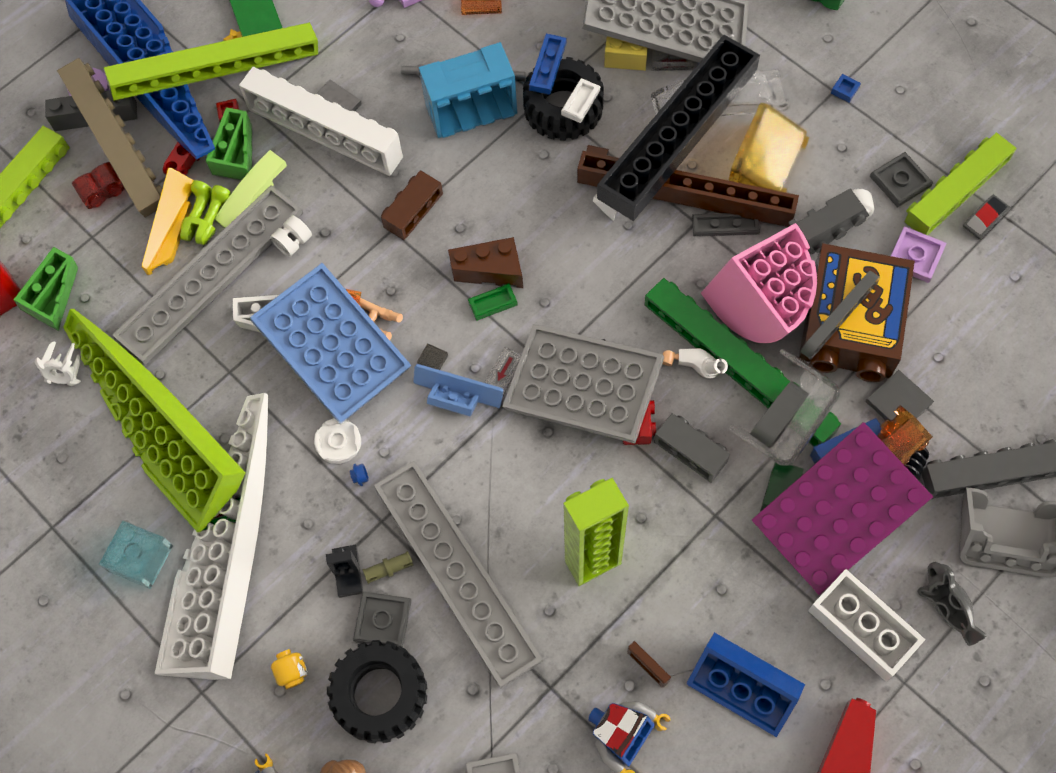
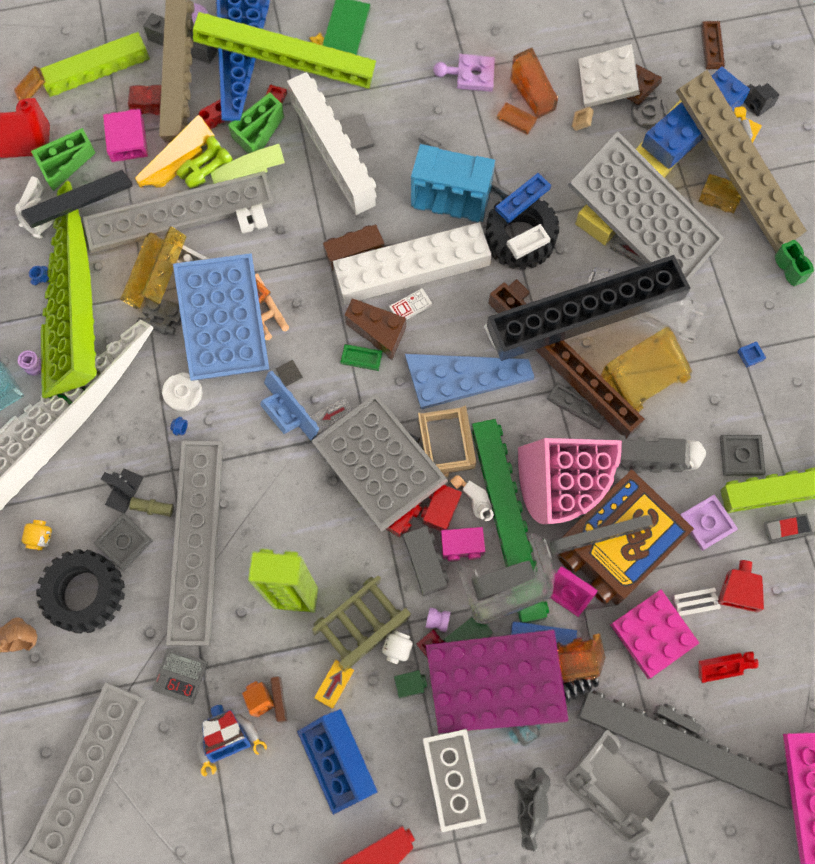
camera: 30 degrees right, 5 degrees up
(38, 340) = (32, 191): none -> white tile
(94, 319) = (76, 199): none -> black tile
(99, 415) = (38, 275): none -> blue plate
(100, 232) = (125, 135): none -> dark pink brick
(162, 511) = (30, 362): none -> lavender wheel
(212, 342) = (153, 268): none -> clear yellow fence
(263, 375) = (165, 311): none -> dark grey plate
(478, 187) = (412, 263): none -> white brick
(506, 224) = (411, 304): none -> white tile
(534, 709) = (180, 676): none -> tile
(594, 268) = (451, 378): none -> medium blue wing
(629, 292) = (461, 414): none -> tan piece
(629, 675) = (258, 699): none -> orange slope
(672, 391) = (442, 508): none -> red brick
(689, 616) = (333, 685): none -> yellow tile
(692, 557) = (380, 630): none -> olive fence
(714, 409) = (462, 543): none -> dark pink brick
(724, 541) = (397, 647): none -> white head
(743, 492) = (437, 620): none -> lavender wheel
(747, 515) = (431, 638): none -> dark red plate
(760, 567) = (410, 684): none -> dark green brick
(853, 386) = (572, 591): none -> dark pink plate
(896, 543) = (524, 734): none -> head
(943, 379) = (654, 634): none -> dark pink plate
(968, 318) = (714, 599): none -> white tile
(988, 292) = (743, 589): none -> red torso
(1016, 440) = (669, 714): none -> dark grey plate
(1023, 368) = (726, 666): none -> red plate

